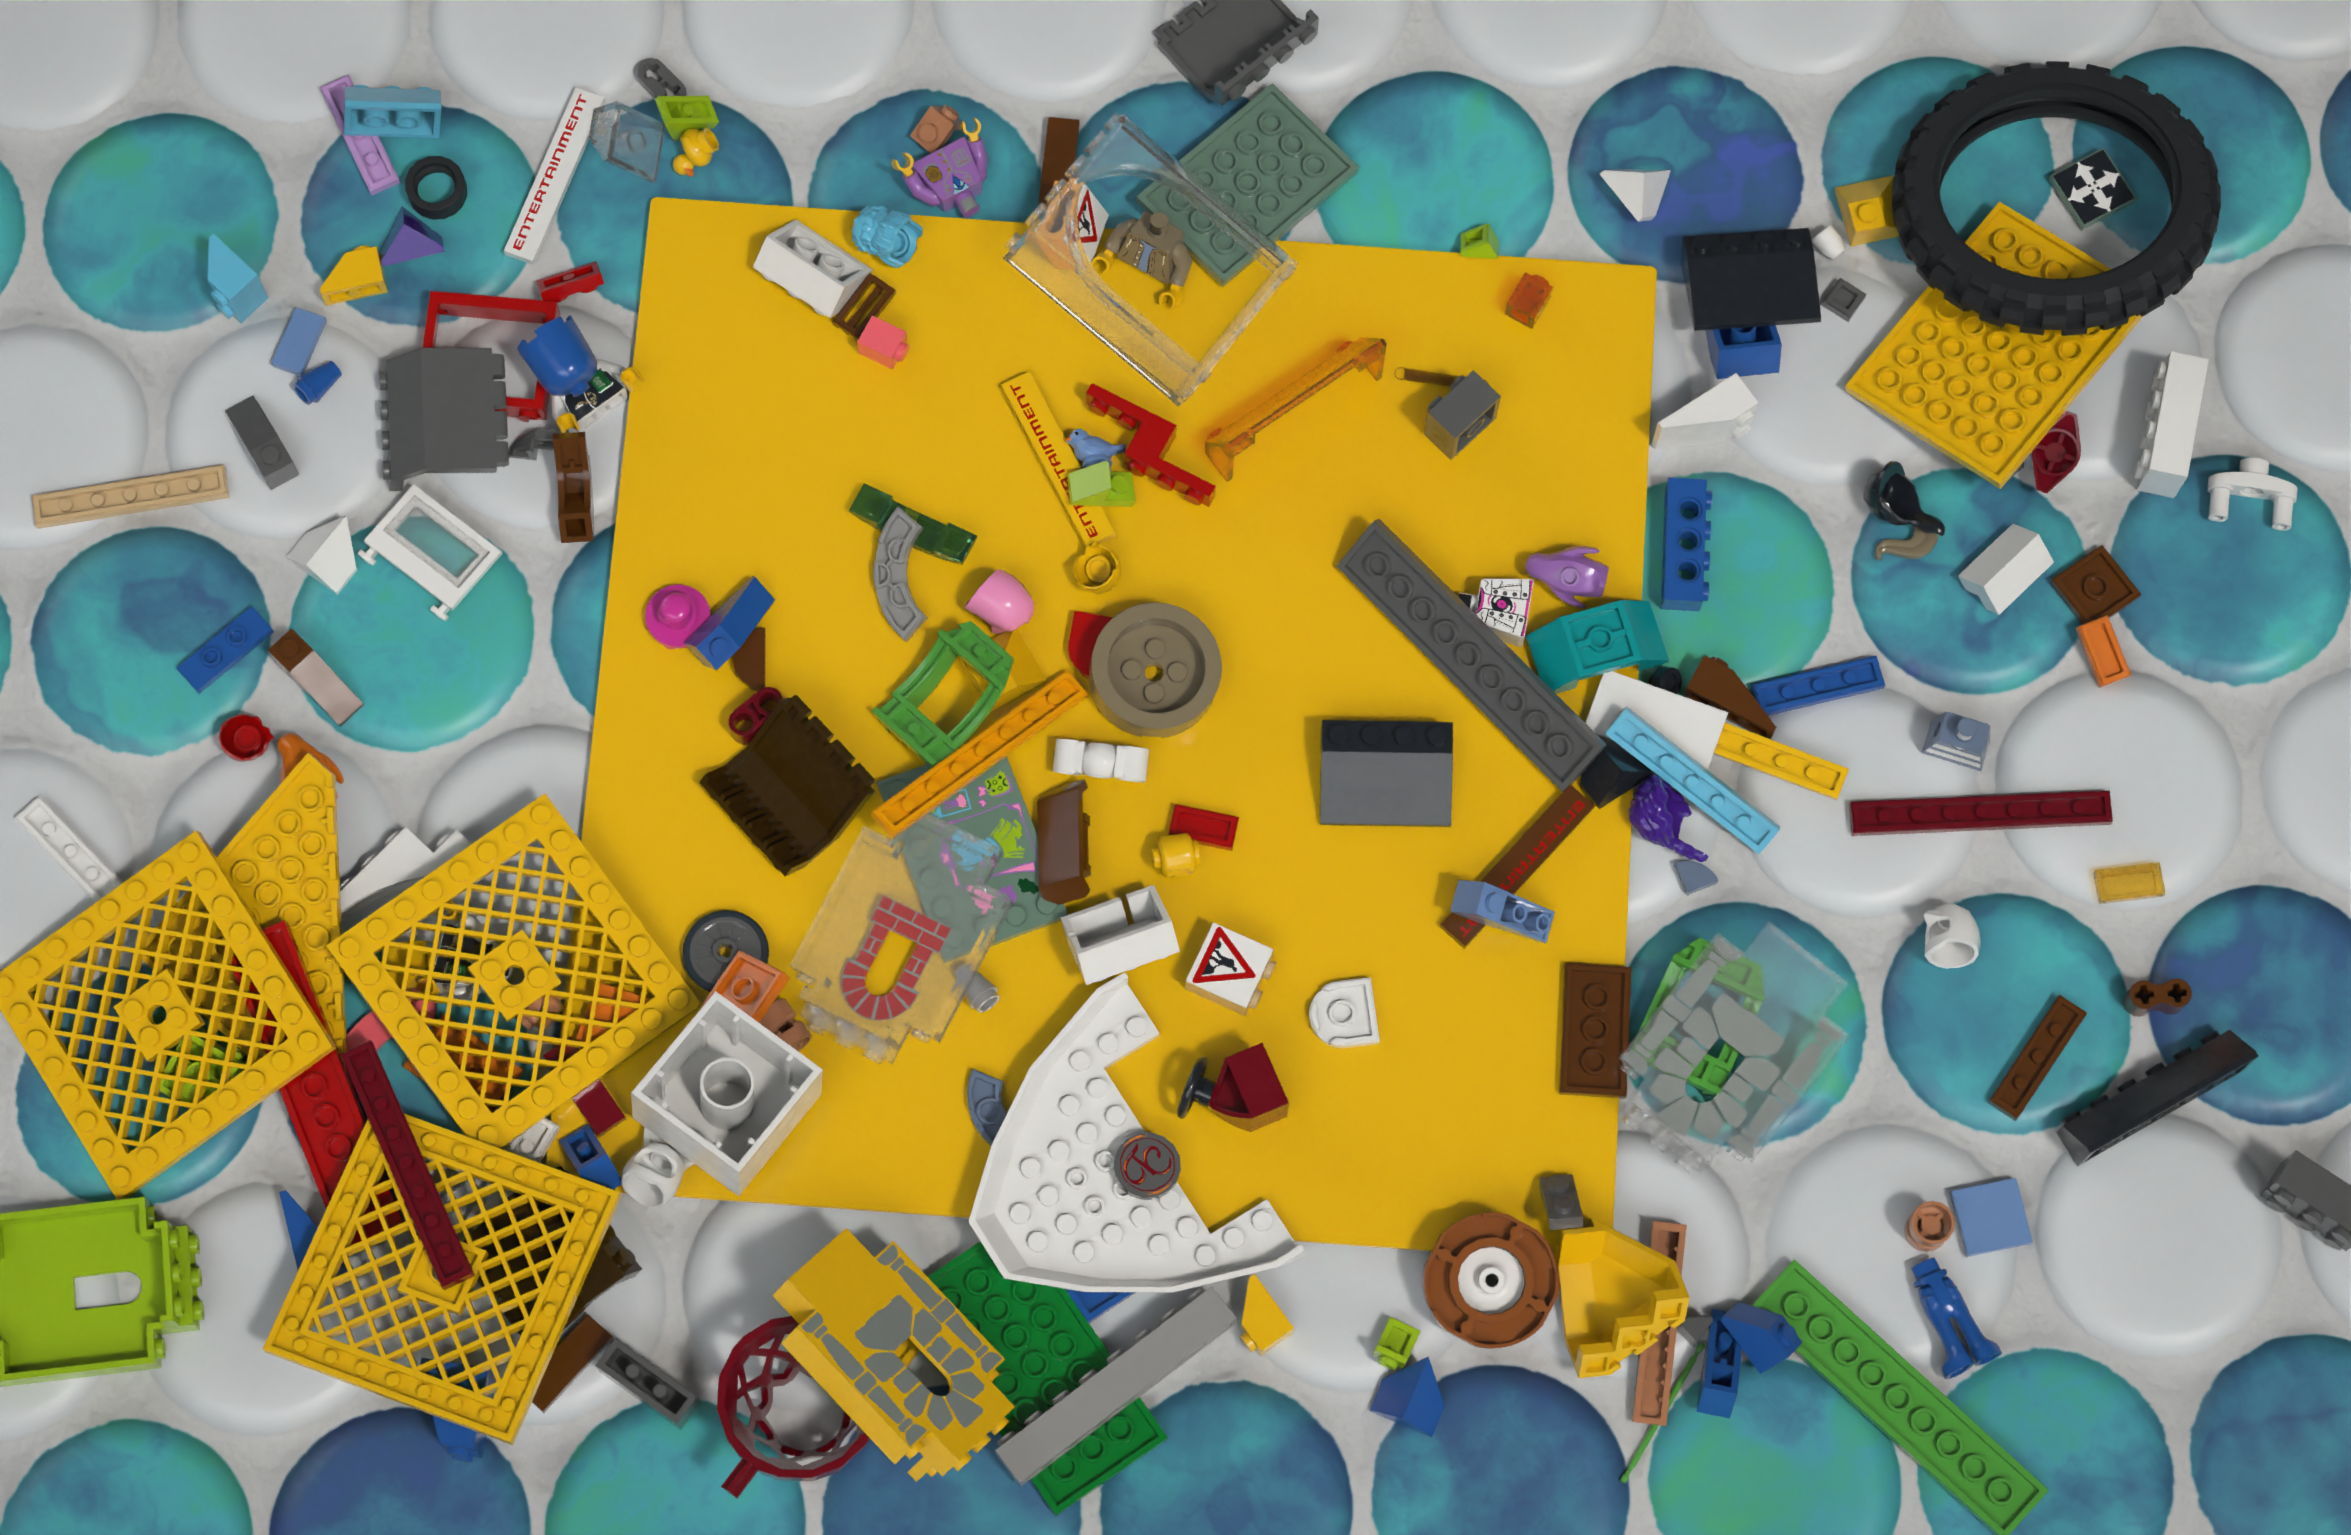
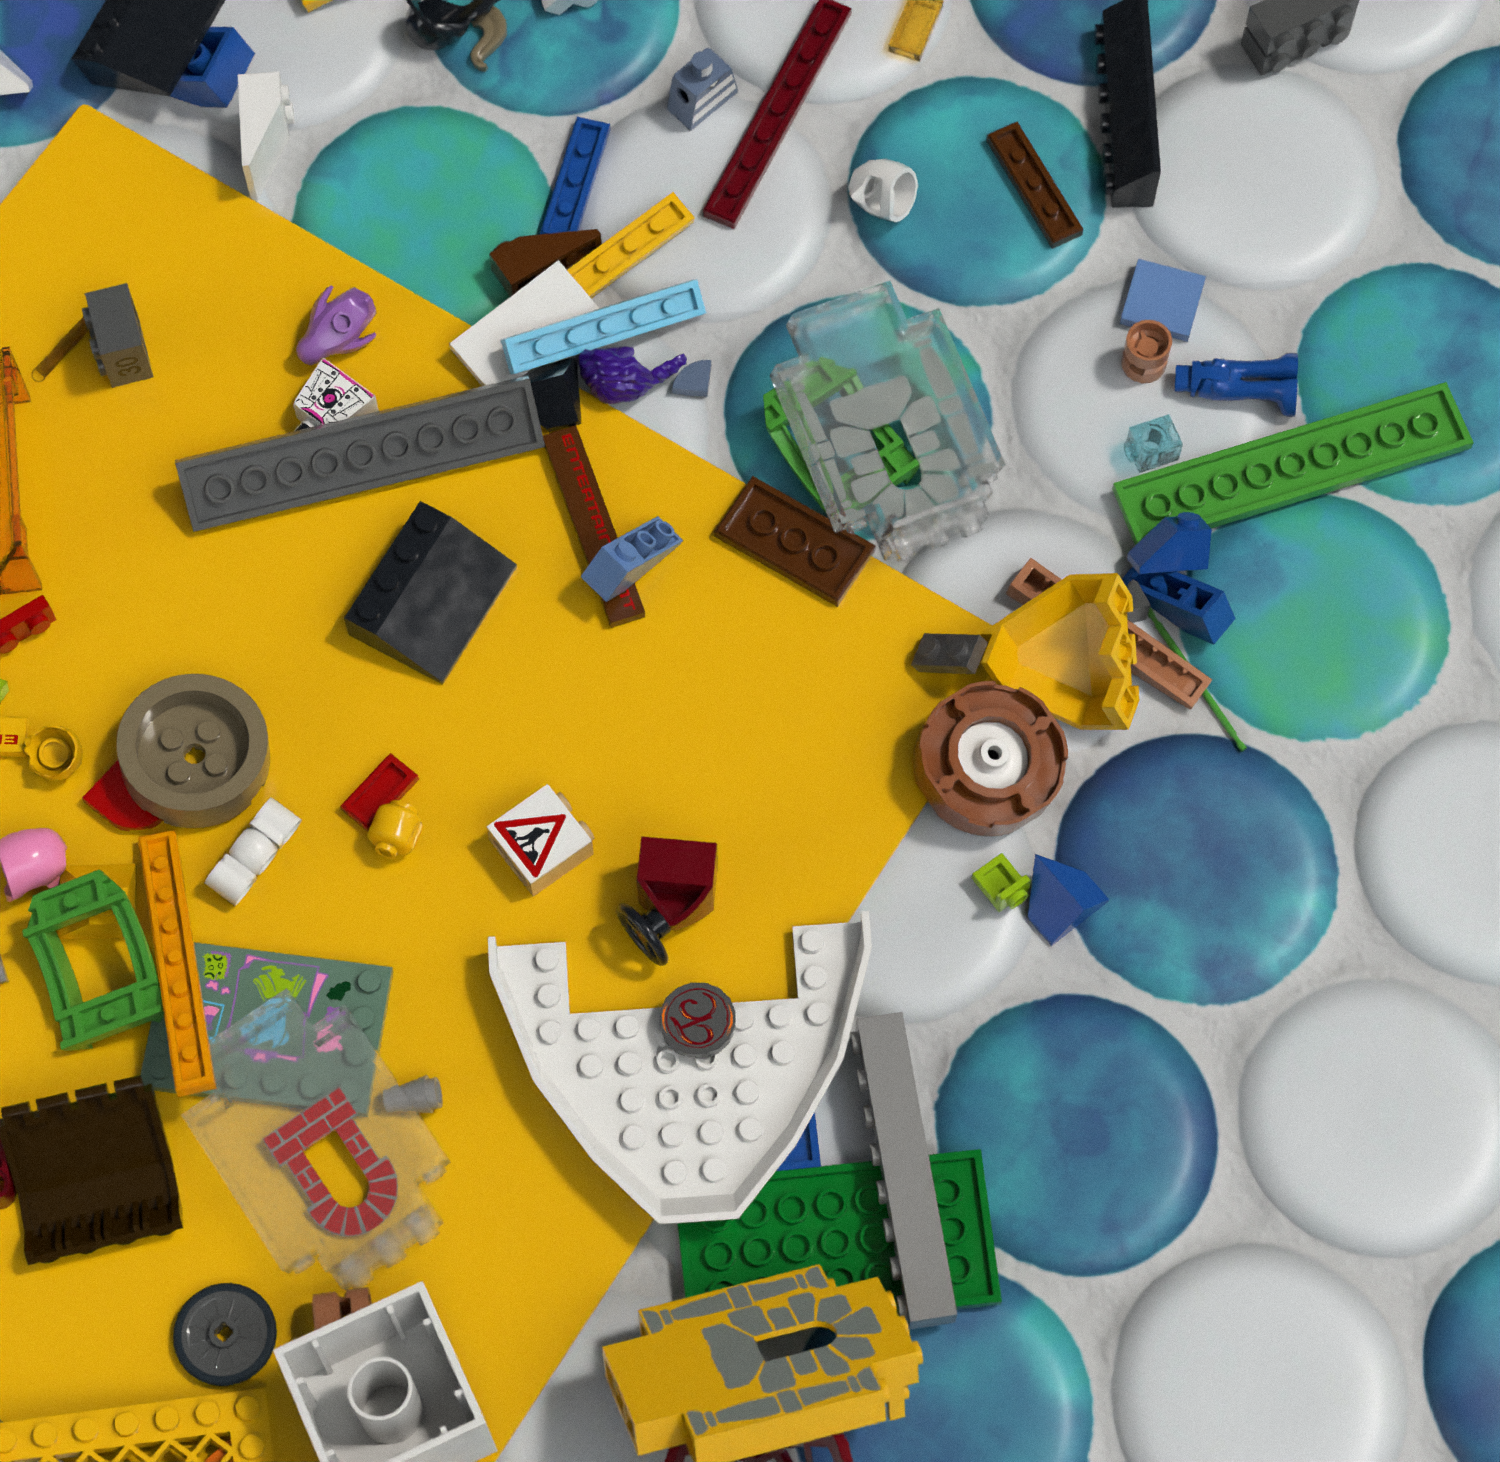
camera: 60 degrees left, 5 degrees down
(750, 985) = (275, 1320): orange tile -> none
(985, 1104) = (545, 1152): sand blue tile -> none
(1063, 844) = (317, 931): reddish brown piece -> none
(1108, 946) = (452, 943): white piece -> none
(1262, 1319) = (911, 992): yellow slope -> none
(1345, 1014) = (647, 758): white tile -> none
(1529, 299) = (42, 222): clear orange brick -> none
(1596, 643) = (419, 340): teal slope -> none
(1667, 679) = (487, 301): black tile -> none
(1675, 591) = (376, 234): blue brick -> none
(1849, 1288) = (1158, 431): none -> clear light blue brick
(2157, 997) = (1039, 53): reddish brown axle -> none

